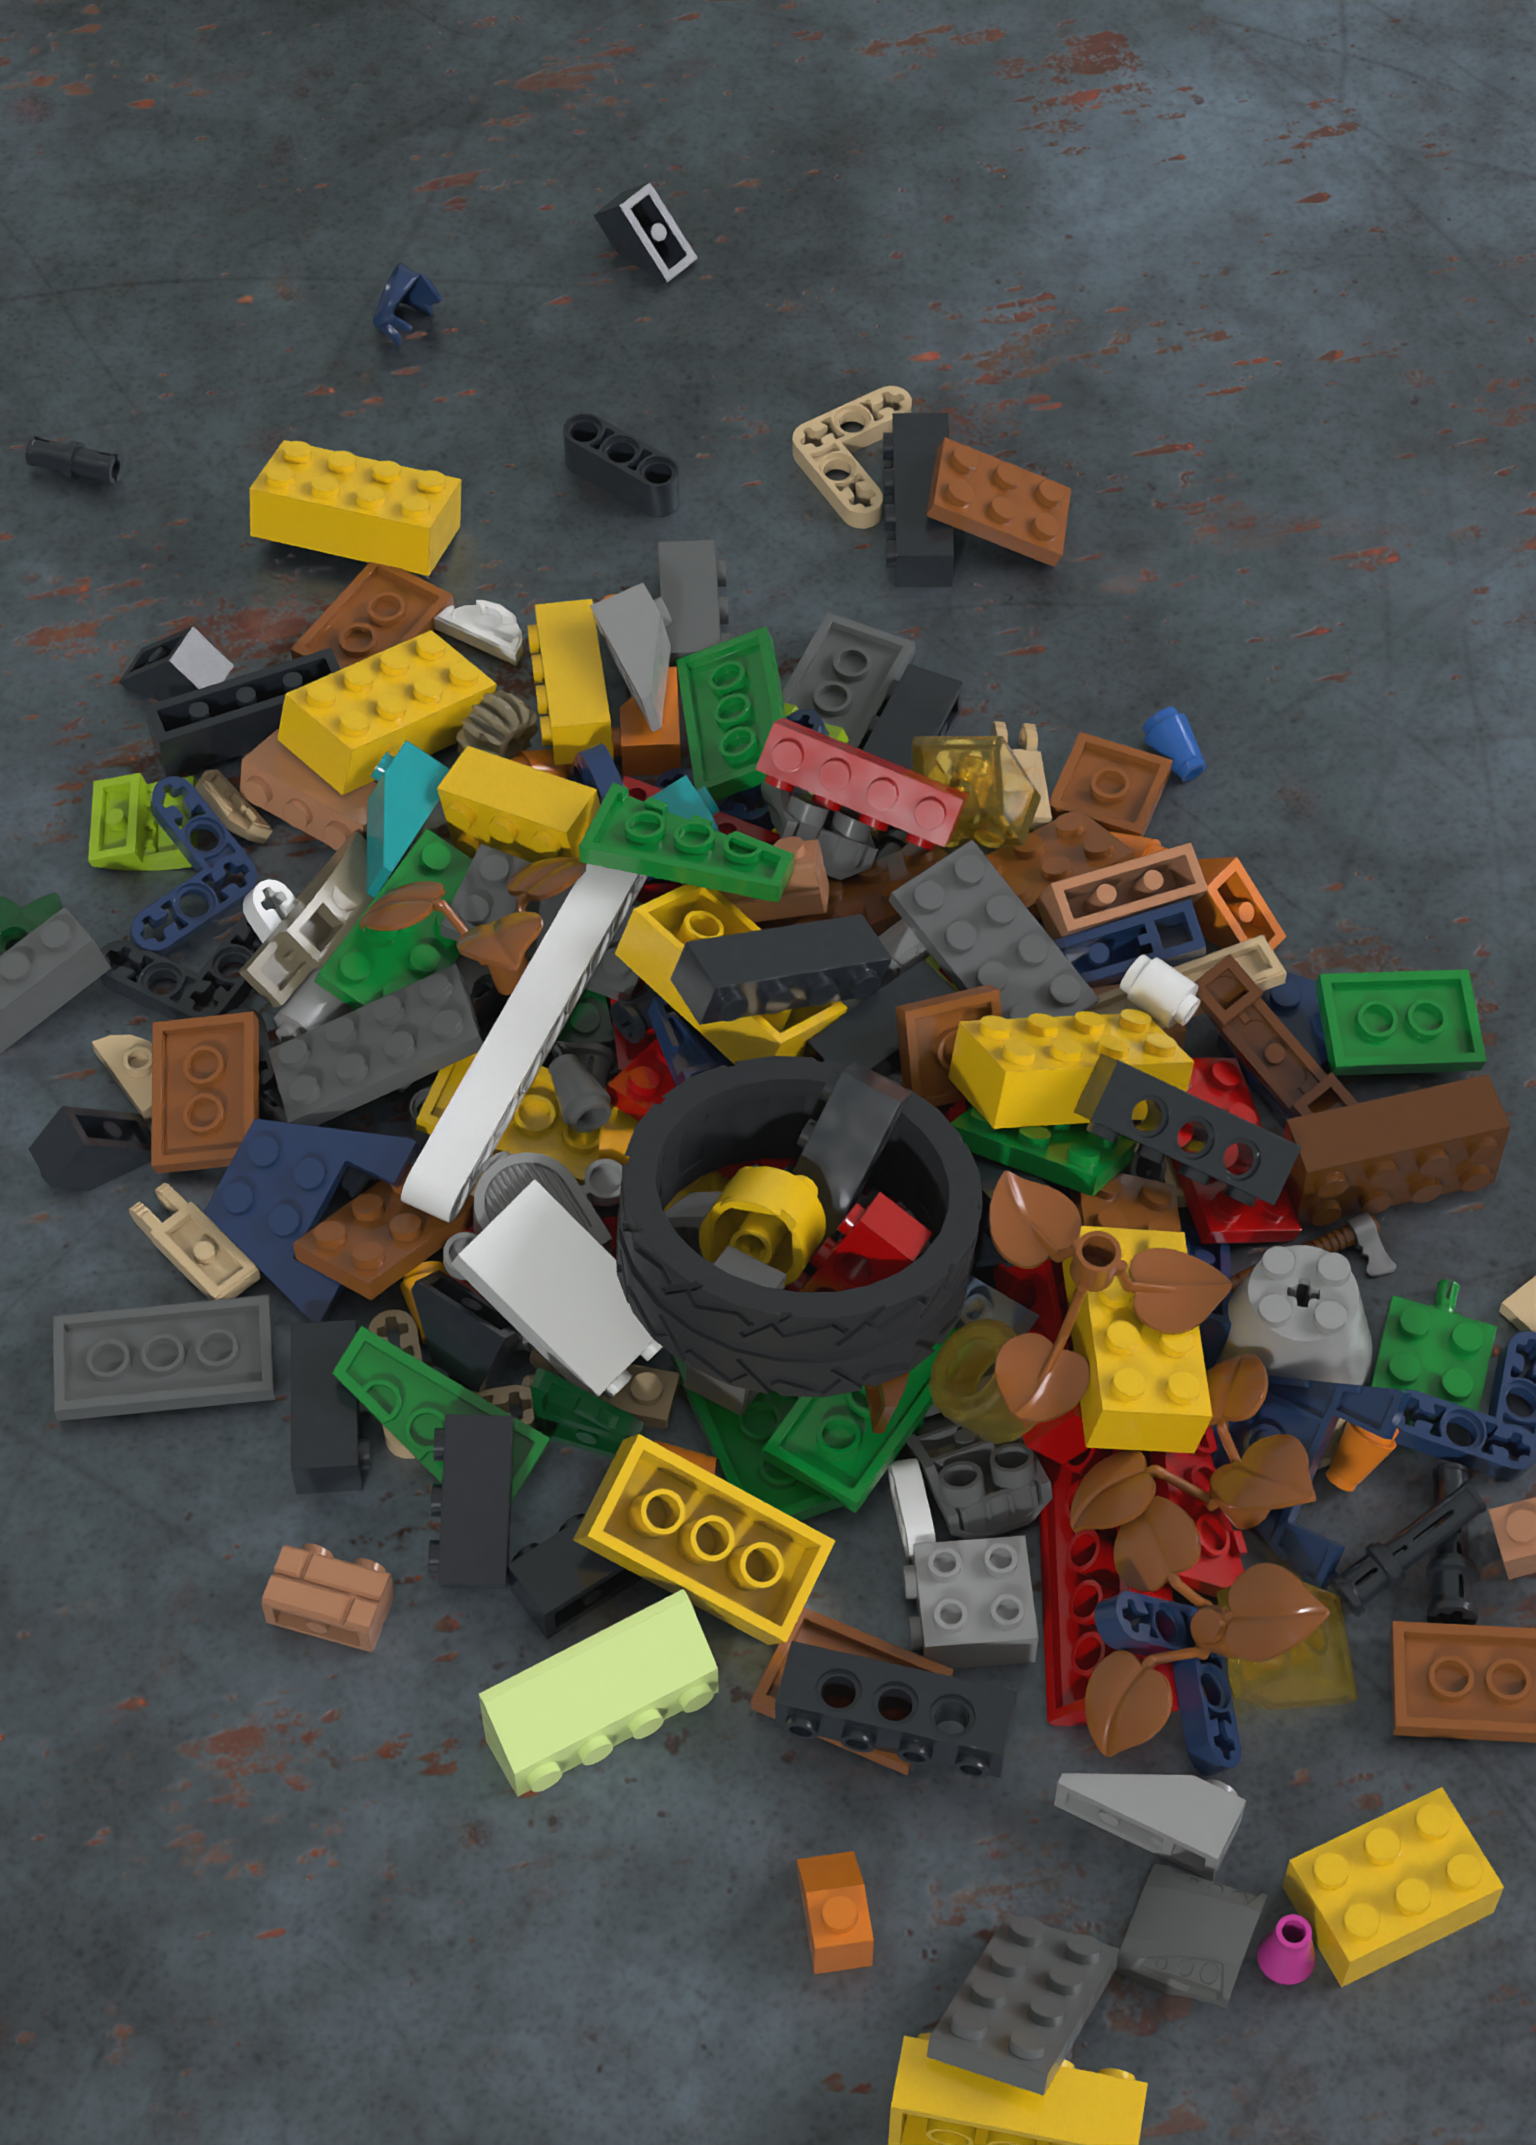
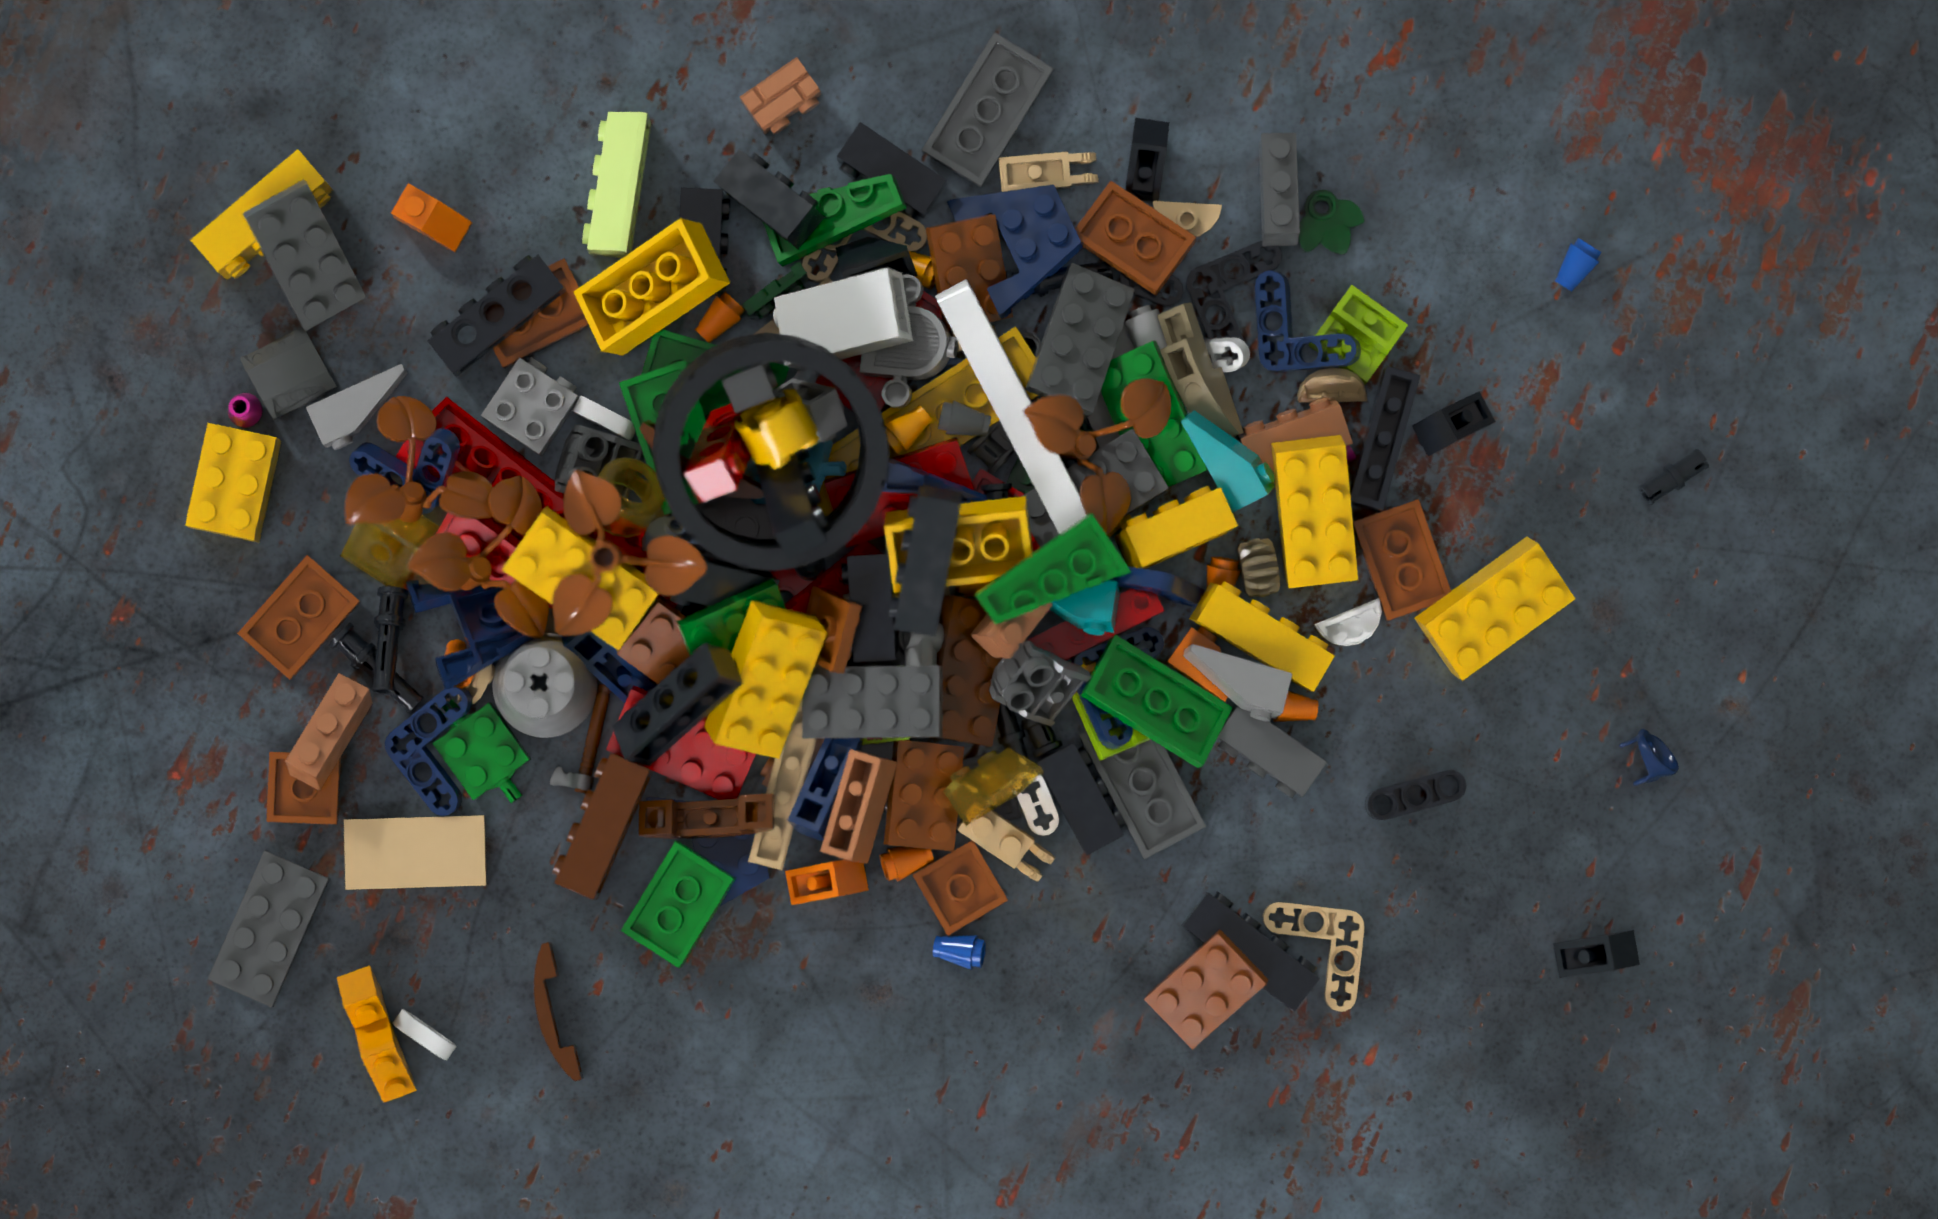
camera: 120 degrees right, 30 degrees up
(862, 782) = (1030, 713): brick -> none
(1160, 991) = (779, 772): white brick -> none

